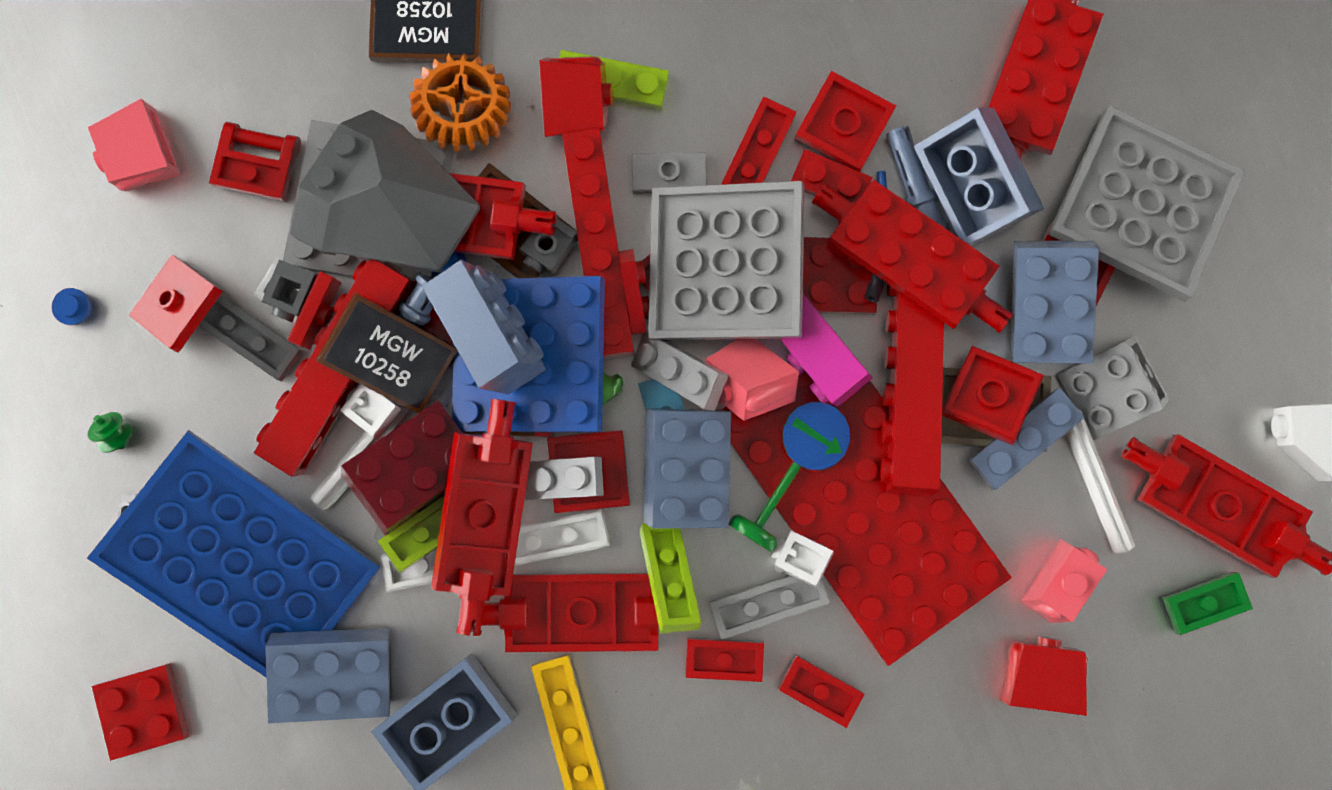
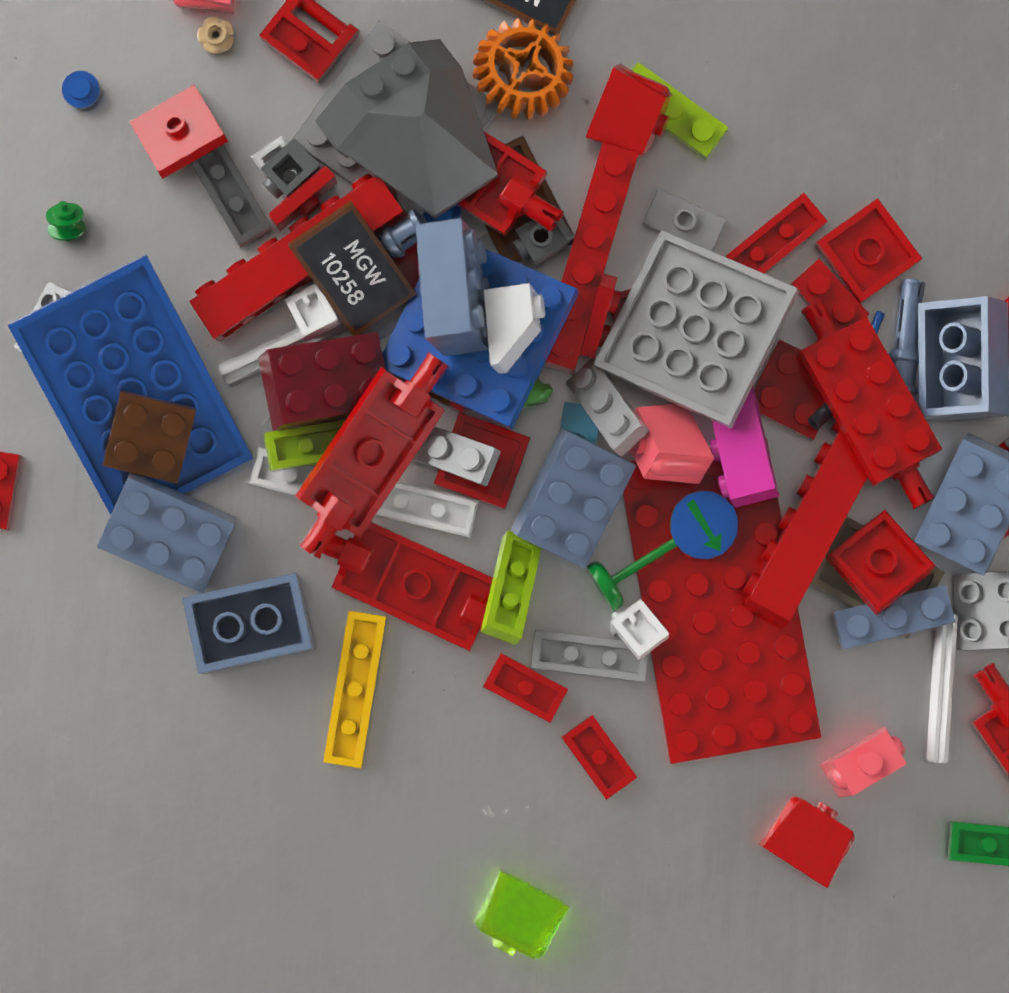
camera: 20 degrees right, 0 degrees up
(178, 208) = (219, 44): none -> tan plate
(271, 595) = (149, 436): none -> reddish brown plate
(555, 335) = (512, 322): none -> white slope

